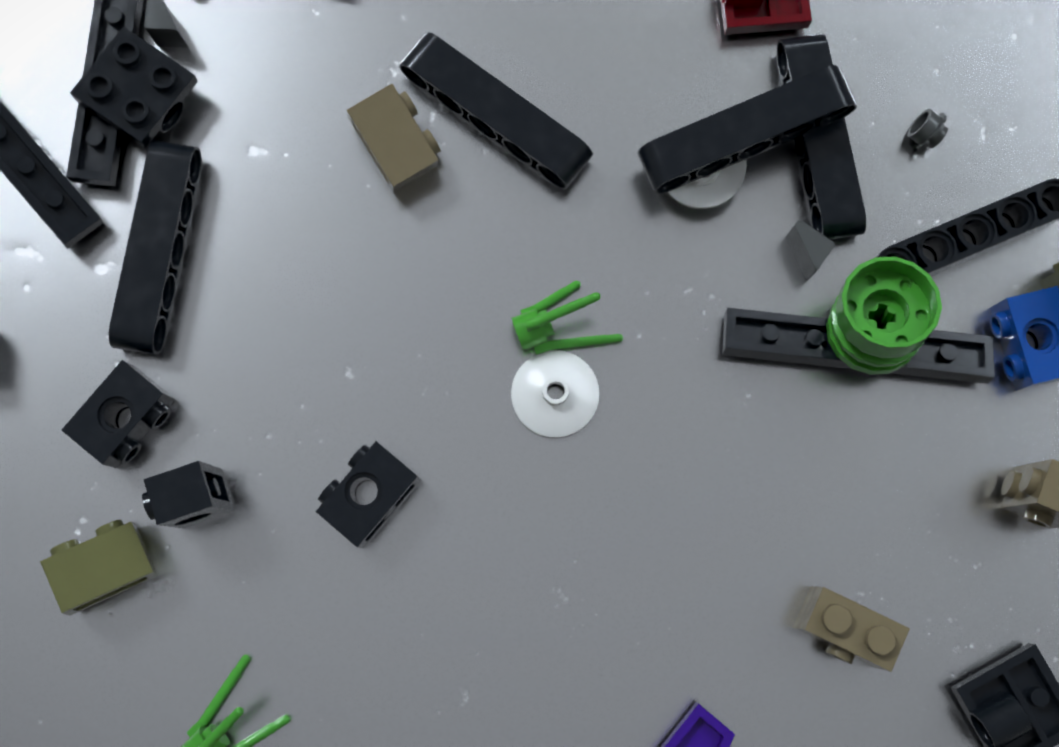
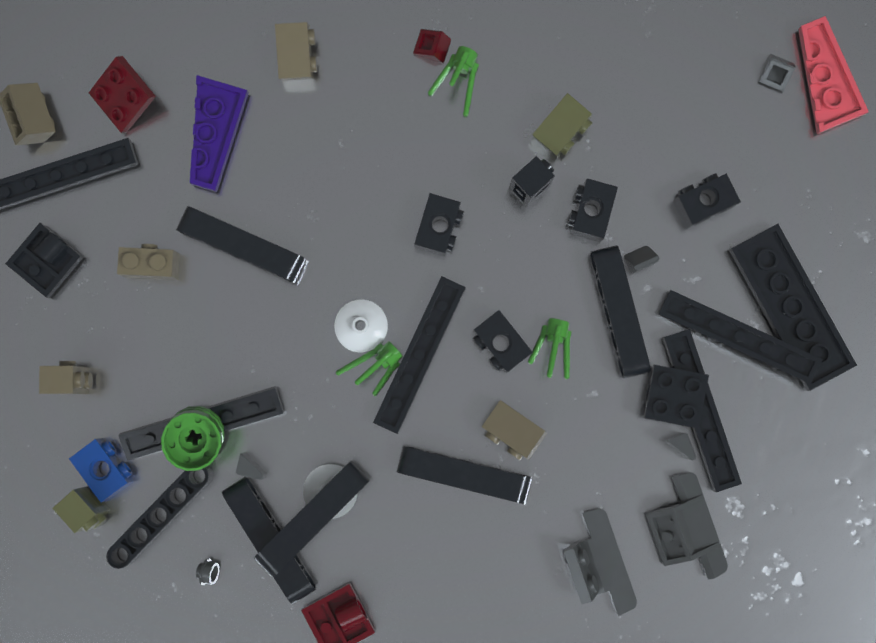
camera: 160 degrees right, 5 degrees up
(85, 310) = (641, 259): none -> dark grey slope
(262, 253) = (556, 331): none -> bright green plant
(337, 253) = (499, 326): none -> black brick
(483, 310) = (419, 355): none -> black plate
(691, 598) = (241, 244): none -> black beam

